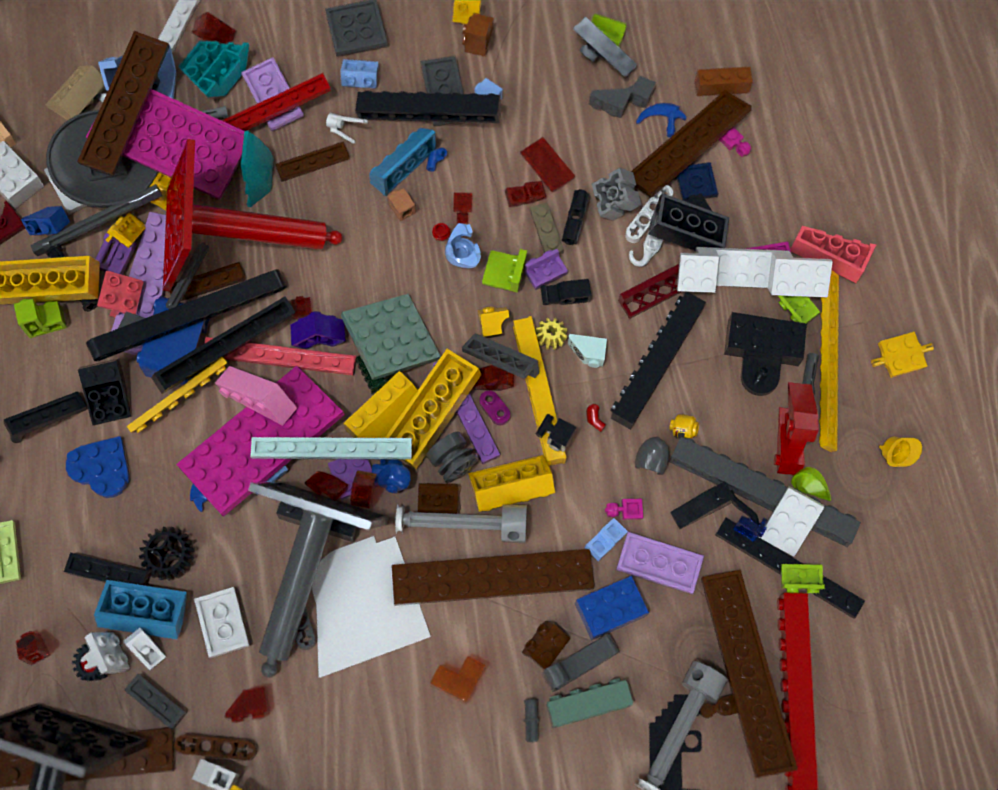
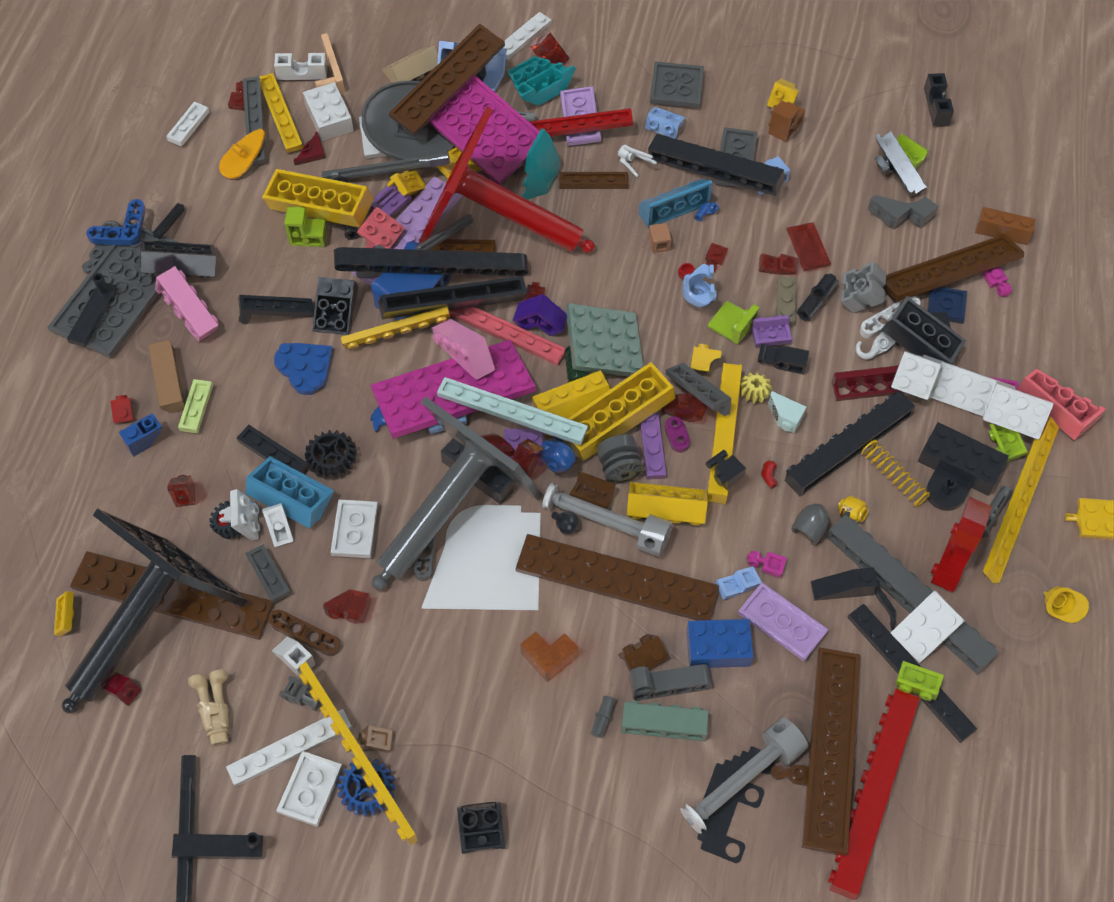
camera: 25 degrees right, 10 degrees down
(46, 221) = (343, 156): blue slope -> none
(425, 539) = (566, 522): none -> black piece
(665, 109) = (943, 236): blue piece -> none
(705, 380) = (891, 474): none -> yellow piece
(749, 529) = (882, 619): clear blue bracket -> none
(811, 482) = (962, 599): lime piece -> none

